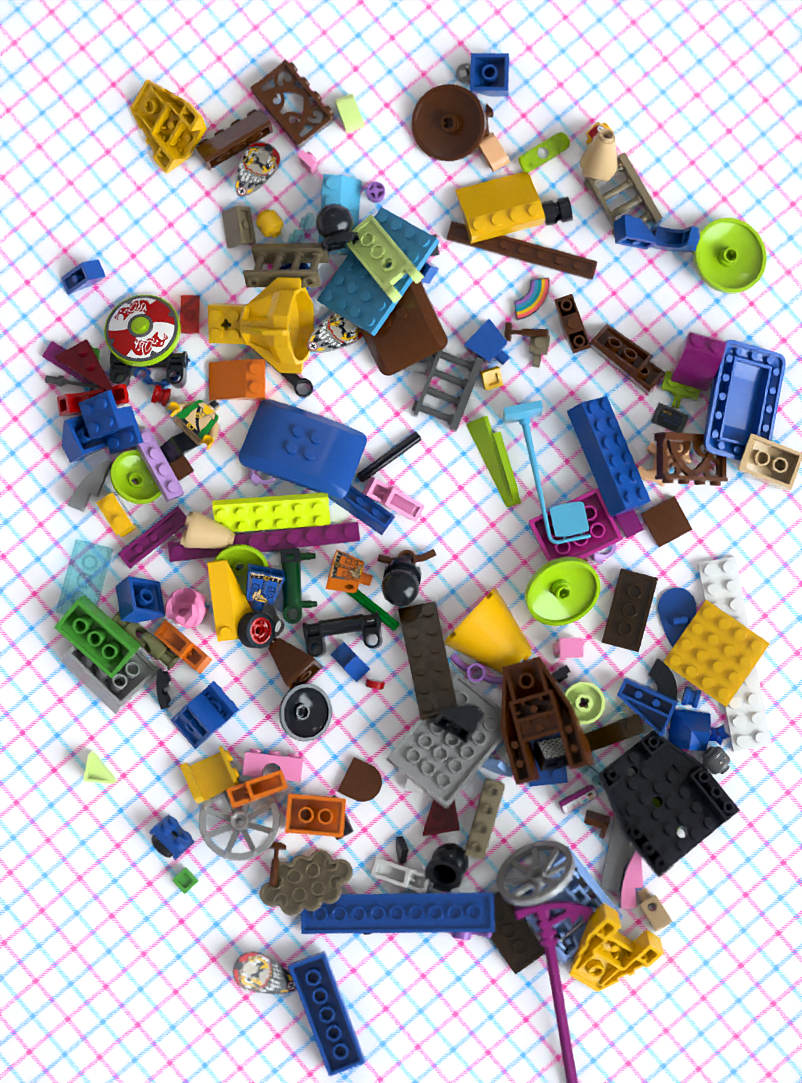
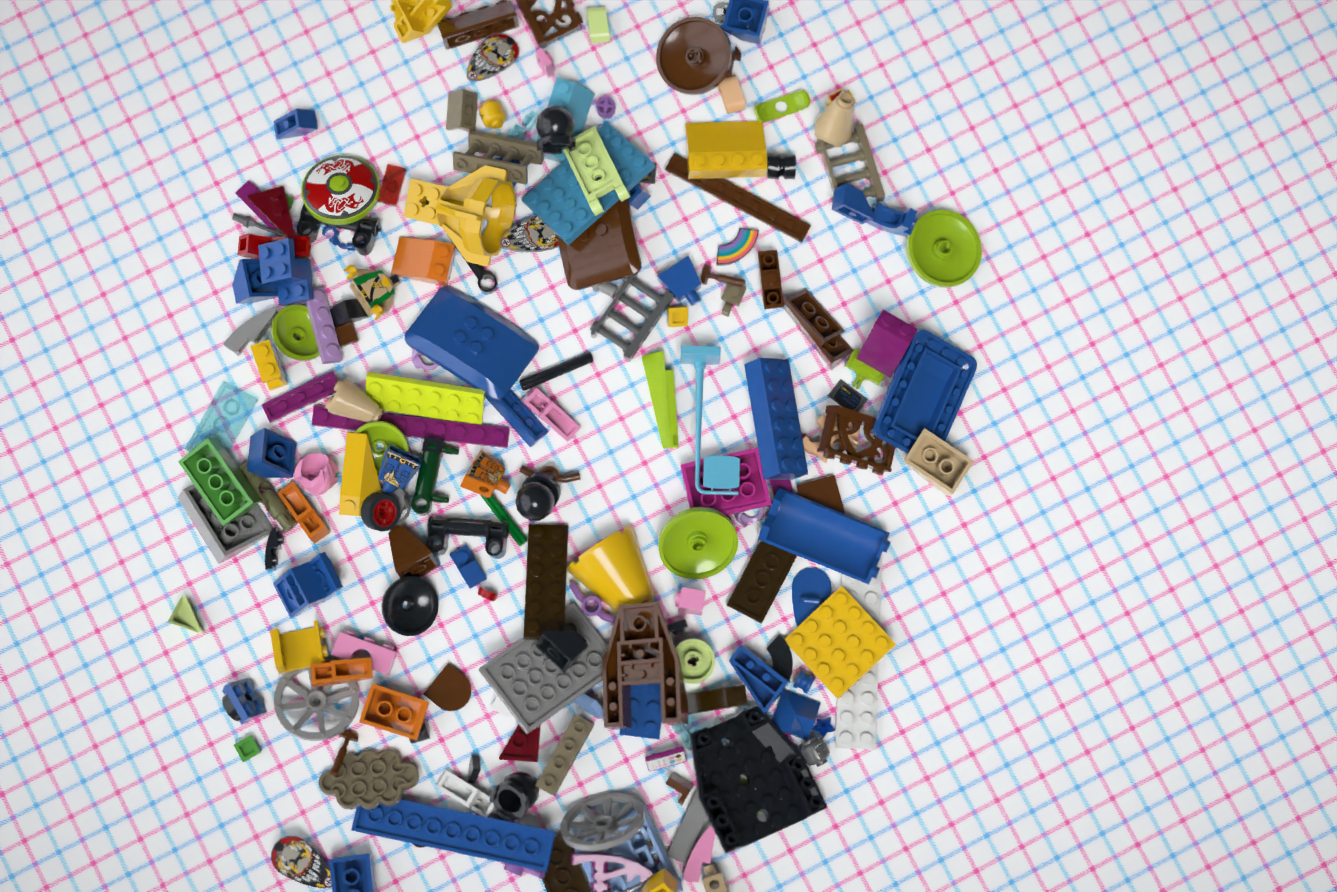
camera: 10 degrees right, 5 degrees down
(161, 395) = (343, 258): red wheel -> none
(550, 754) = (646, 705): black panel -> none
(679, 557) = (824, 536): none -> blue cylinder

